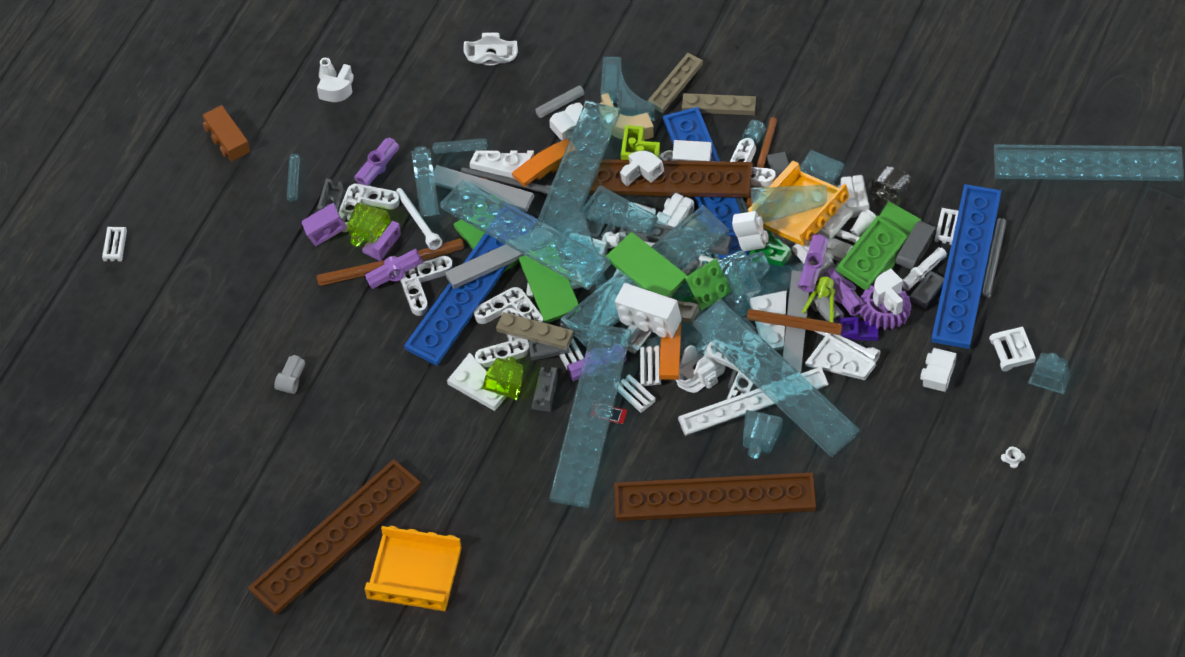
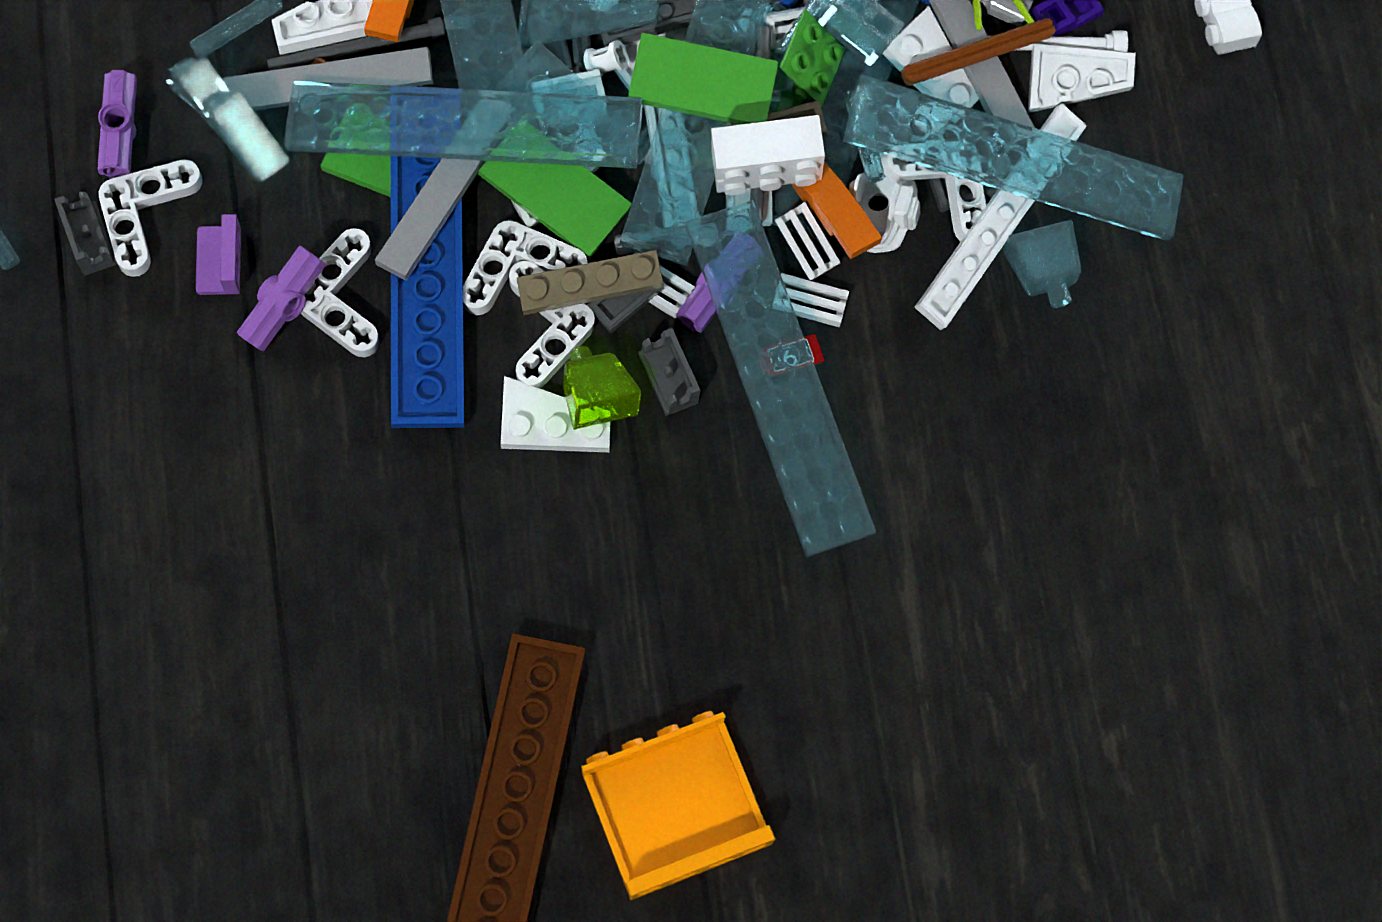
camera: 45 degrees left, 15 degrees up
(289, 378) = (232, 590): light grey piece -> none
(323, 224) = (104, 282): medium lavender panel -> none
(348, 273) = (211, 337): dark orange axle -> none
(367, 224) = (177, 242): clear neon green torso -> none
(432, 240) = (312, 213): white piece -> none
(445, 248) = (328, 221): dark orange axle -> none
(714, 496) = (1049, 407): reddish brown plate -> none

